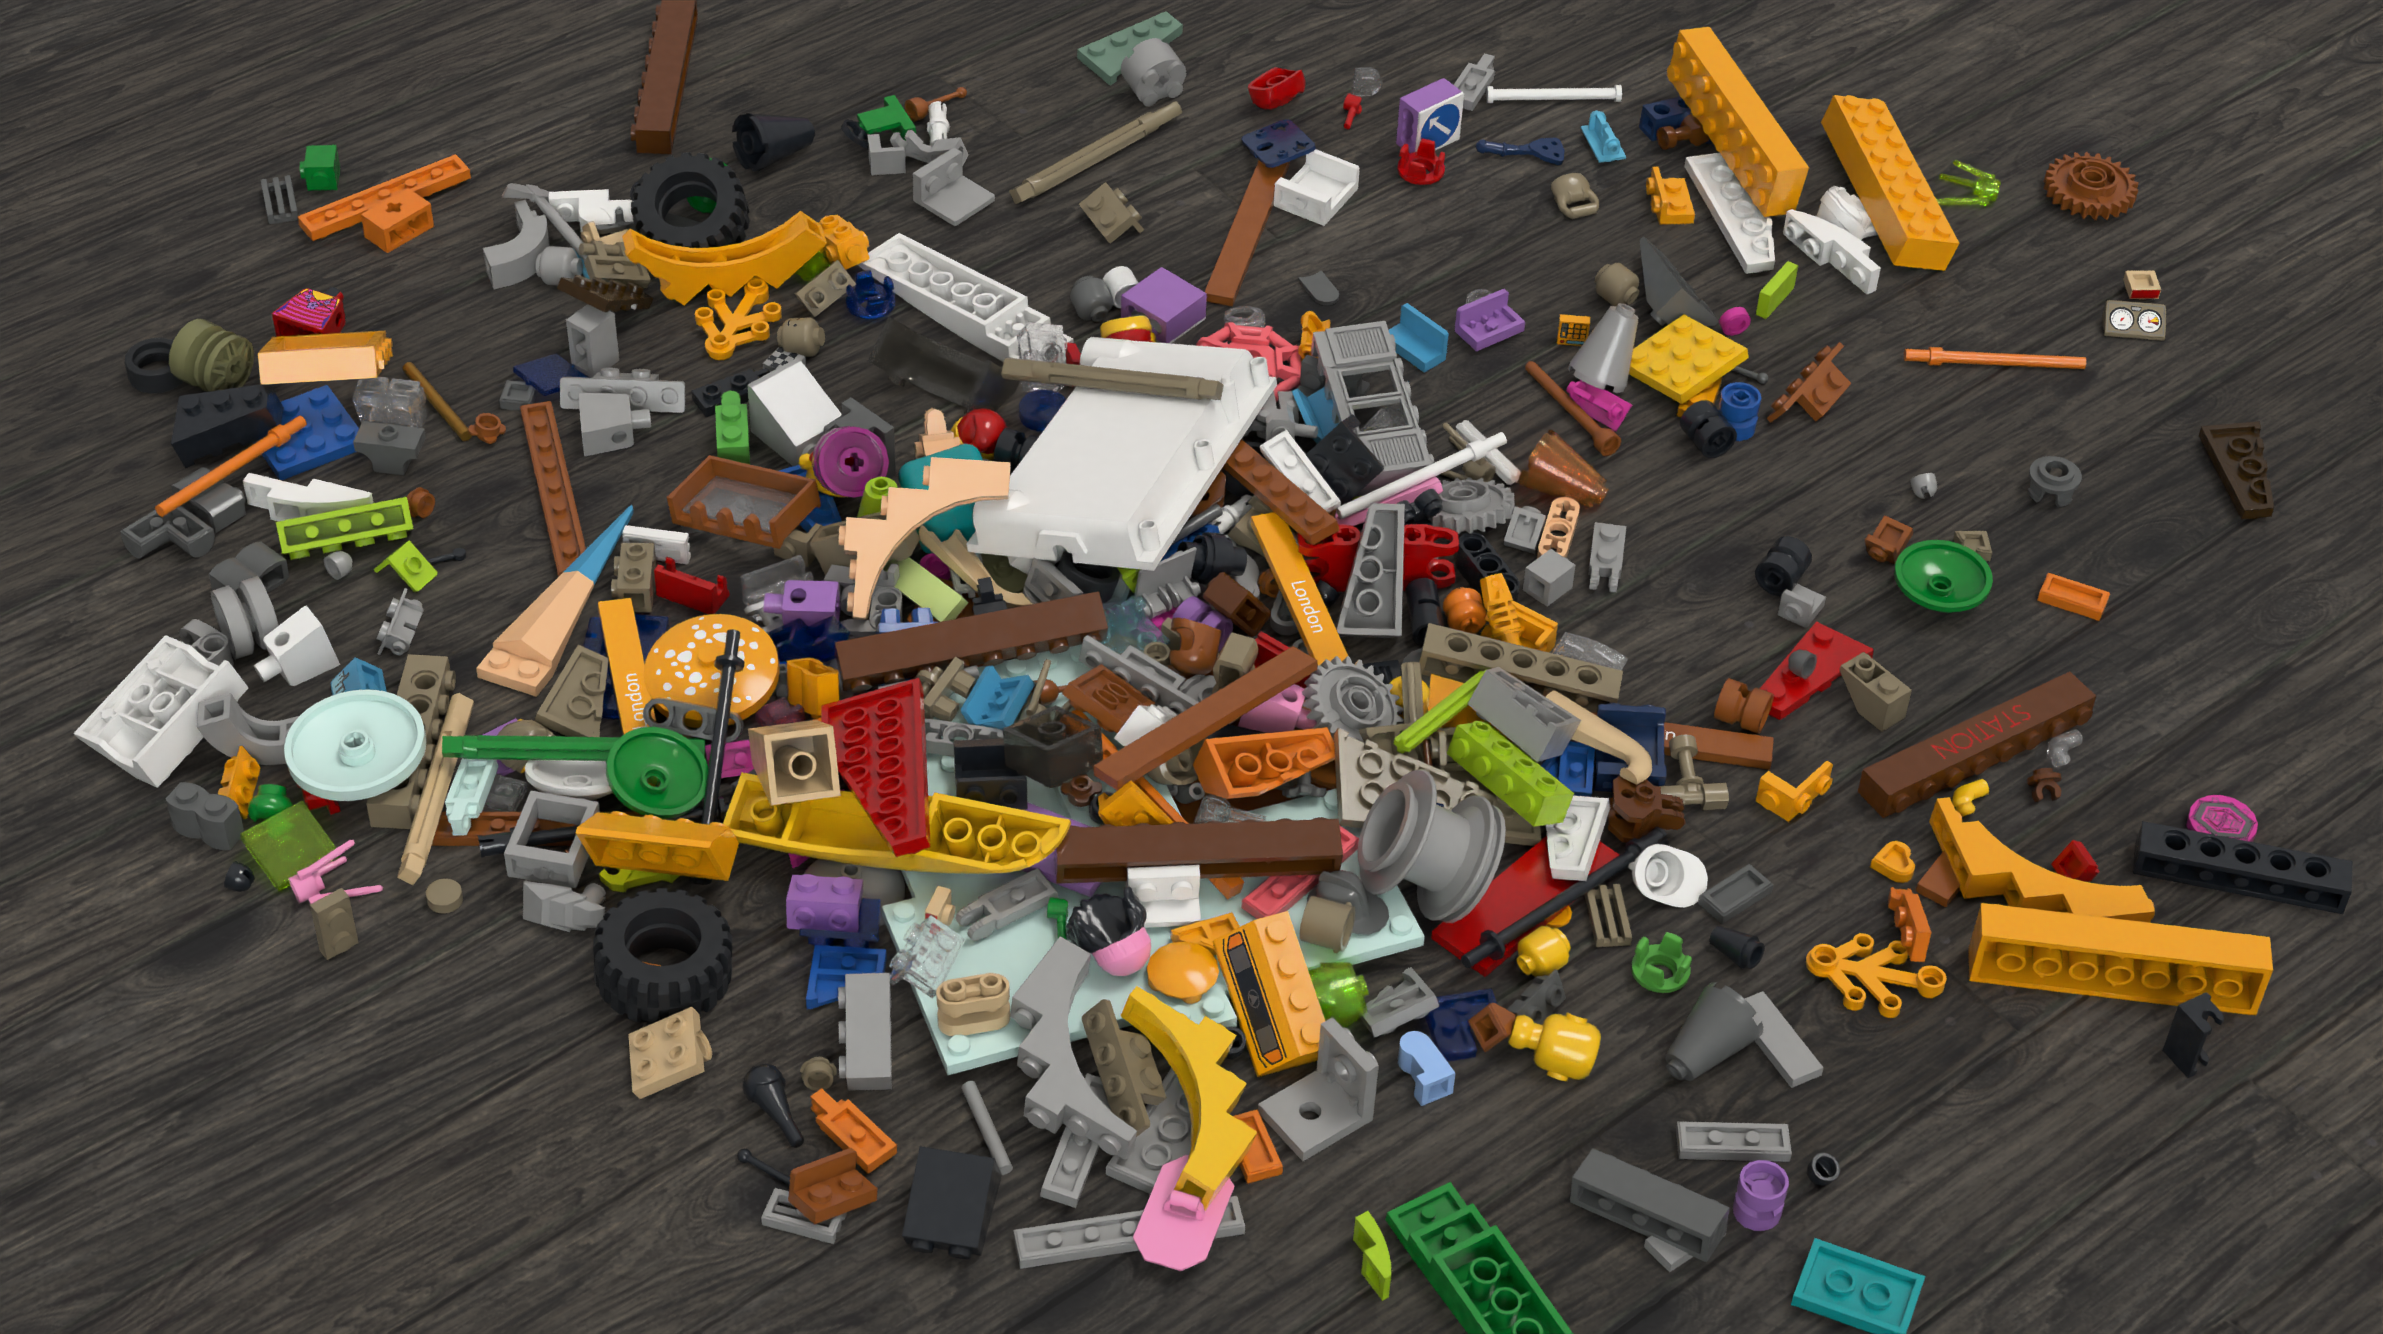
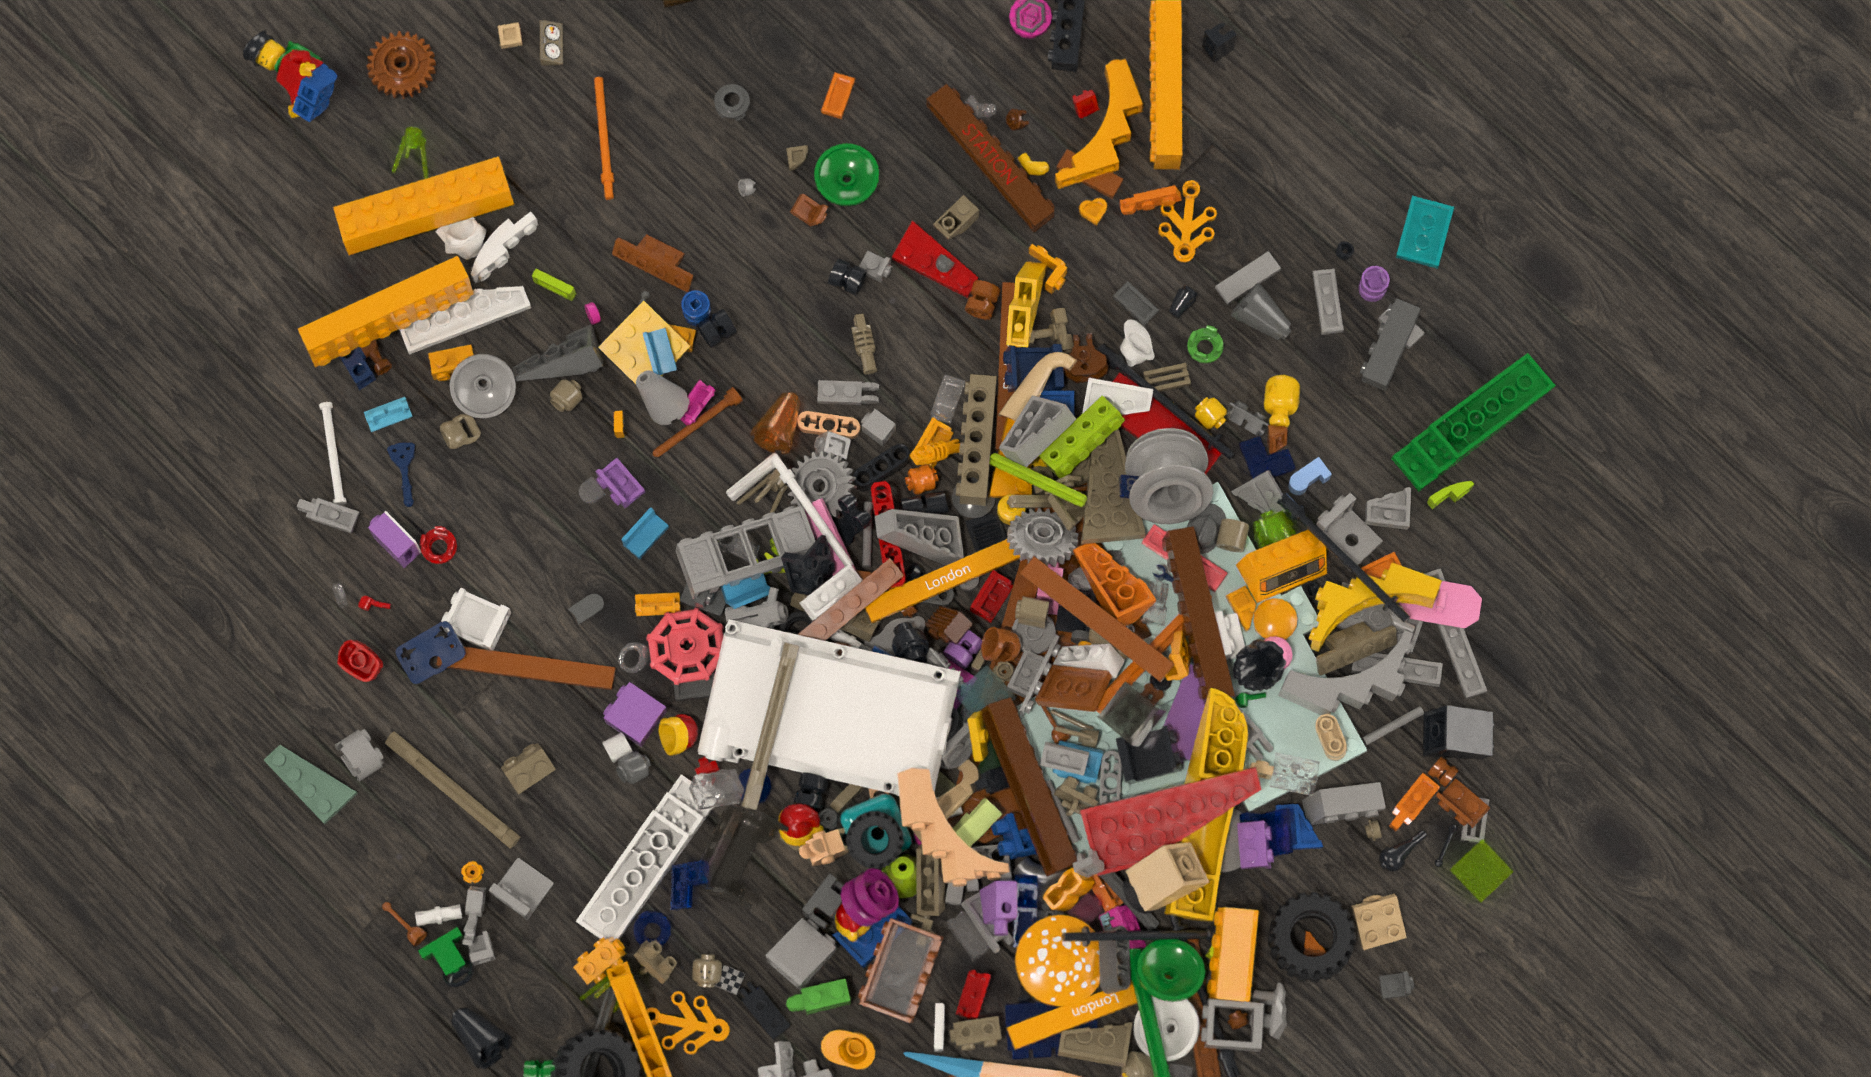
camera: 95 degrees left, 30 degrees up
(560, 1069) = (1396, 985): none -> dark grey bracket
(654, 452) = (848, 1049): none -> light orange piece
(714, 1206) = (1481, 870): none -> clear neon green tile
(838, 684) = (1090, 865): none -> light grey tile
(892, 1175) = (1439, 767): none -> dark orange wheel
(915, 442) = (880, 859): none -> black tyre
(928, 327) = (682, 882): none -> clear blue tile
(986, 158) = (468, 877): none -> light orange plate
(1003, 676) = (1064, 758): none -> light grey plate
(1065, 586) = (978, 736): none -> yellow plate
(1159, 1146) = (1399, 624): none -> light grey arm
(1355, 1169) = (1390, 510): none -> light grey wing
(1356, 1015) = (1297, 513): none -> black bar
(1633, 207) = (486, 399): none -> light grey dish
(1669, 351) = (660, 351): none -> dark azure panel
(1680, 579) = (864, 343): none -> dark tan hinge
(1746, 737) = (1025, 303): none -> yellow slope
(2076, 93) = (298, 71): none -> piece

